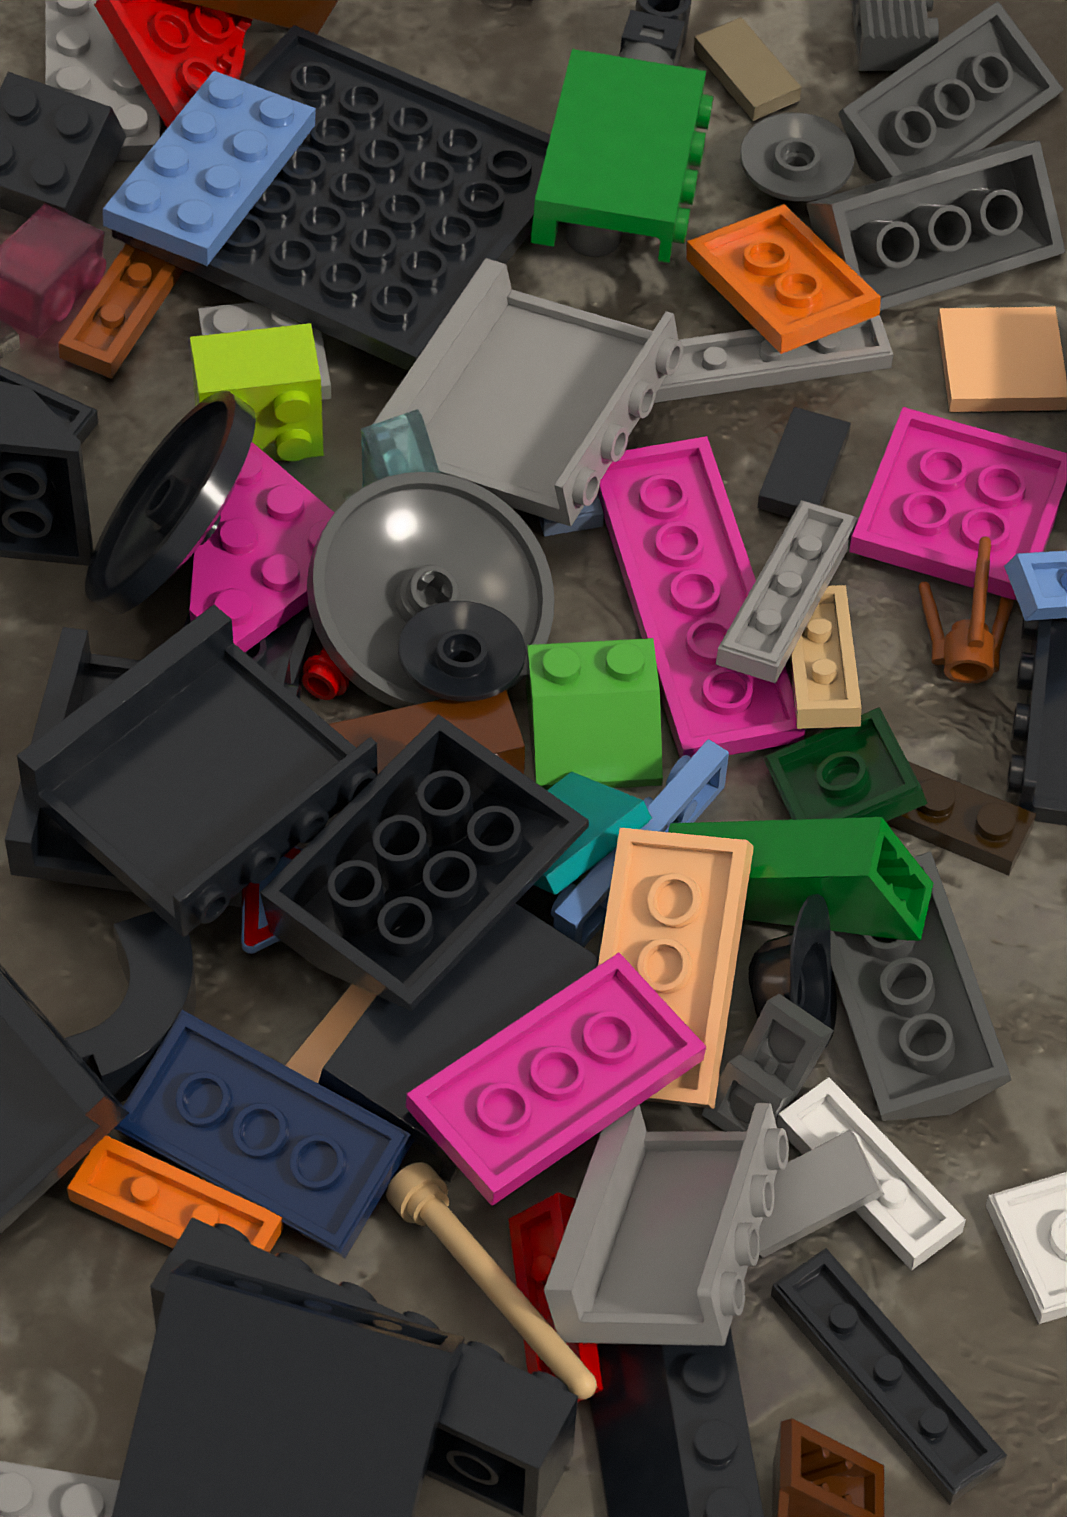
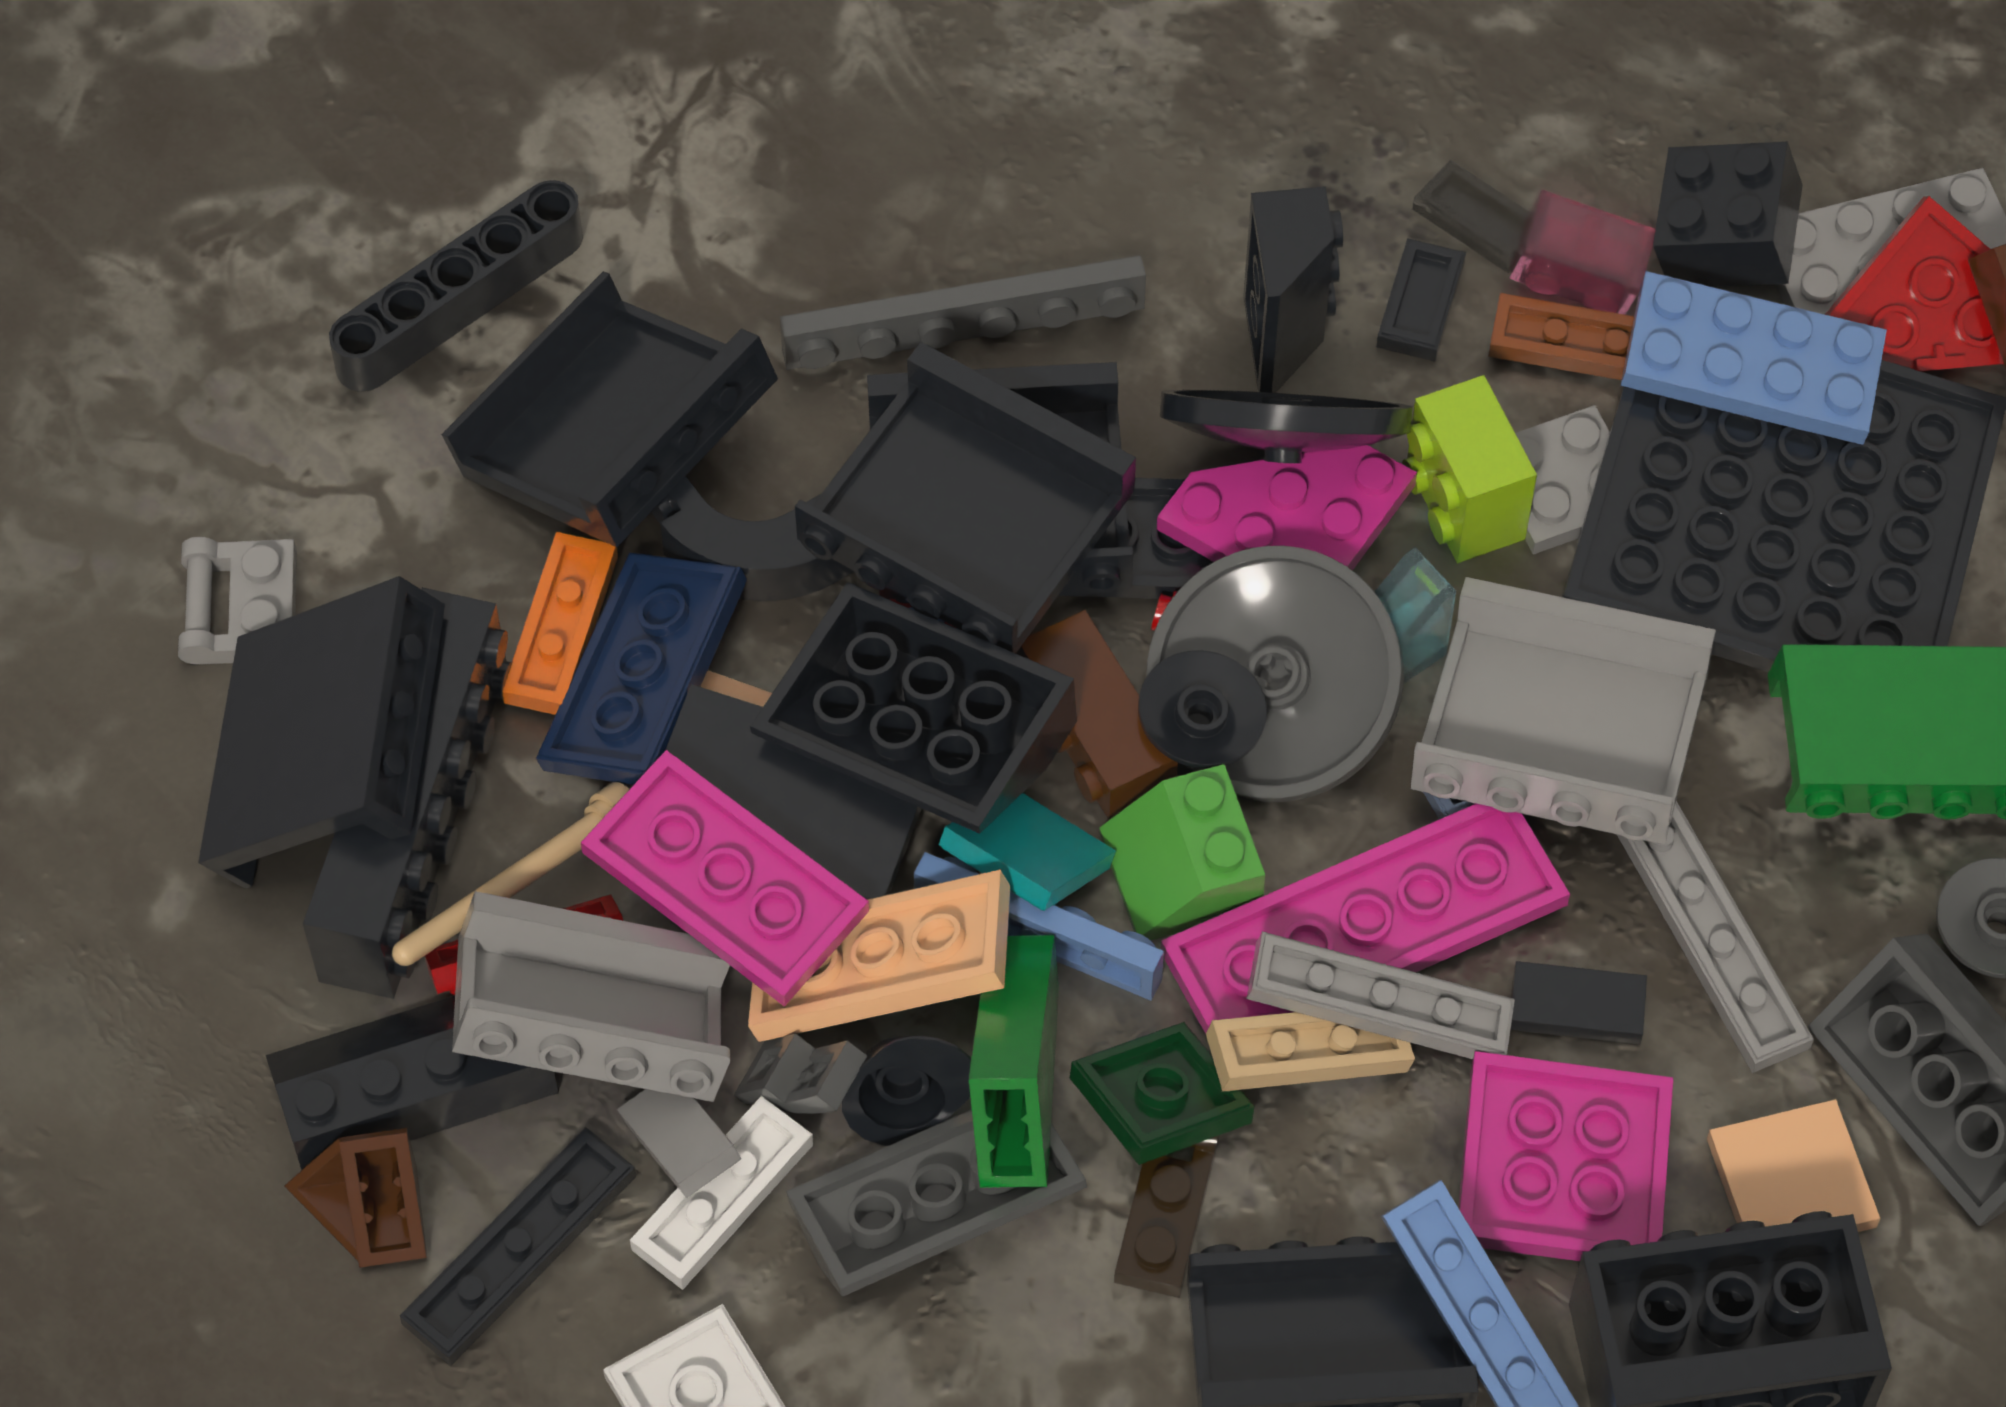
camera: 80 degrees right, 5 degrees up
(783, 278) = (1810, 929): orange plate -> none
(969, 649) = (1375, 1185): dark orange plant -> none

